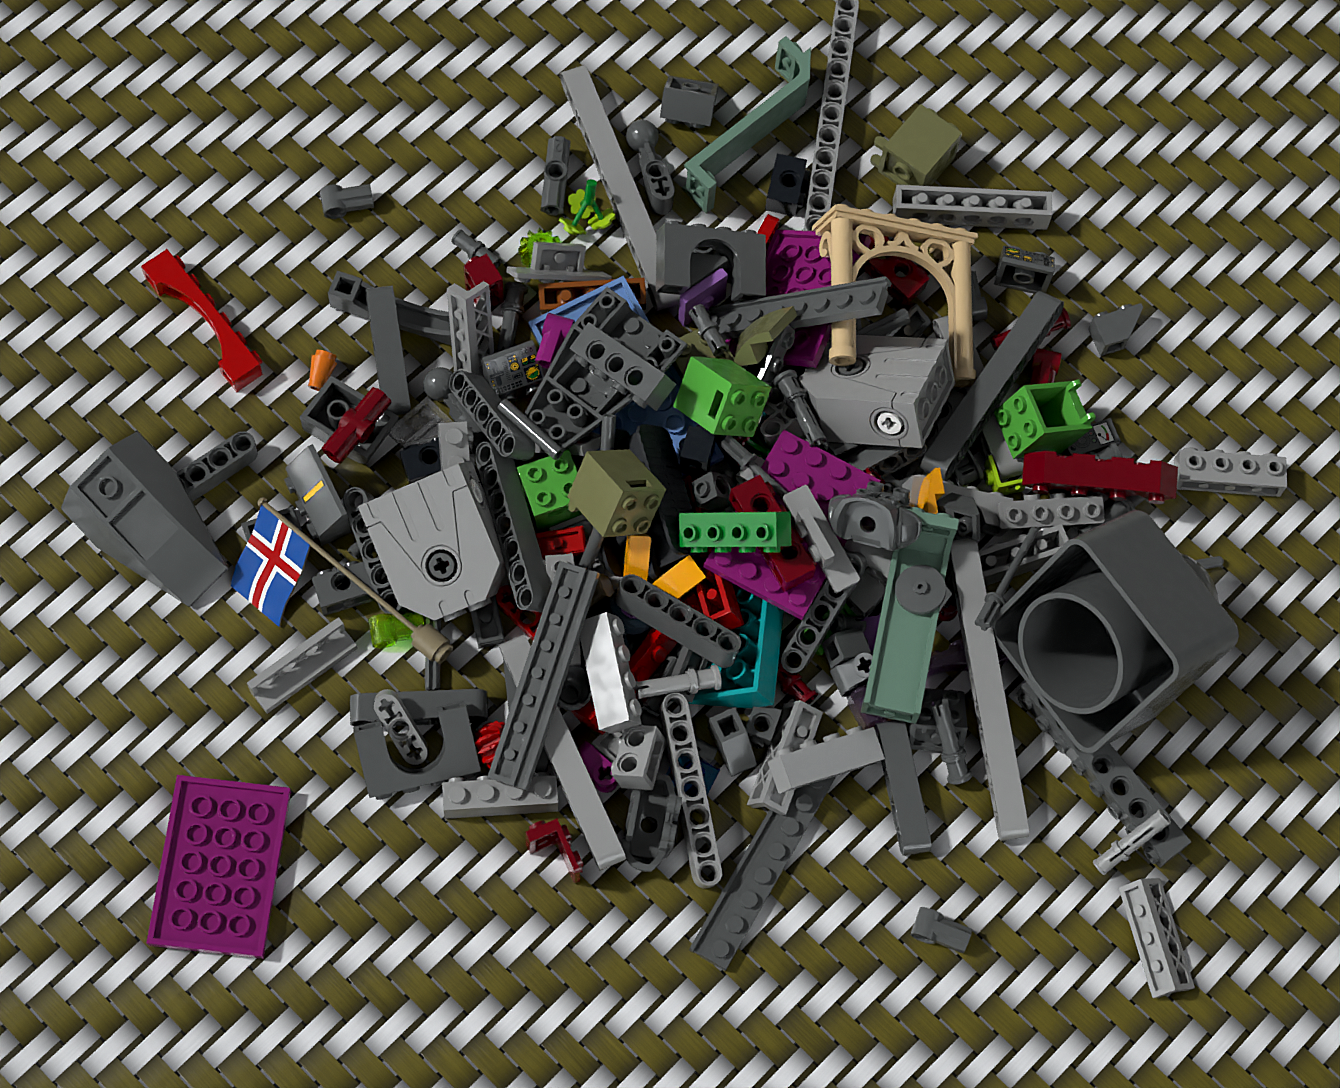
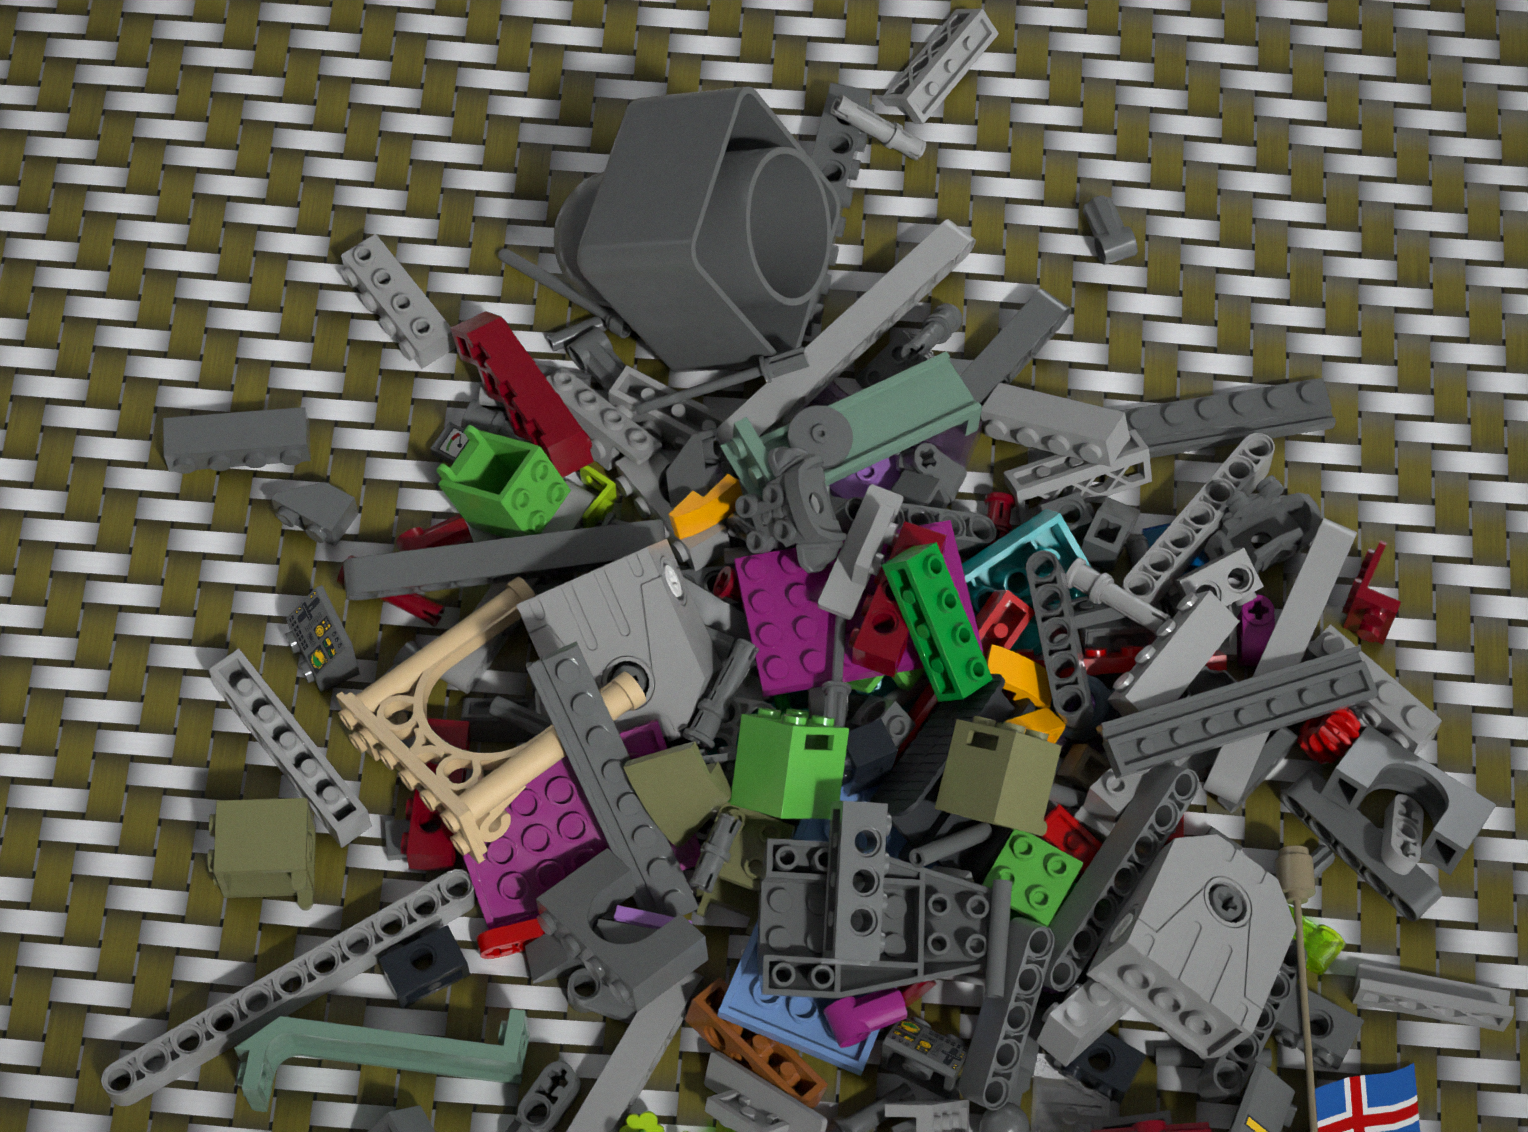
camera: 125 degrees left, 5 degrees down
(1200, 320) = (236, 440): none -> dark grey brick

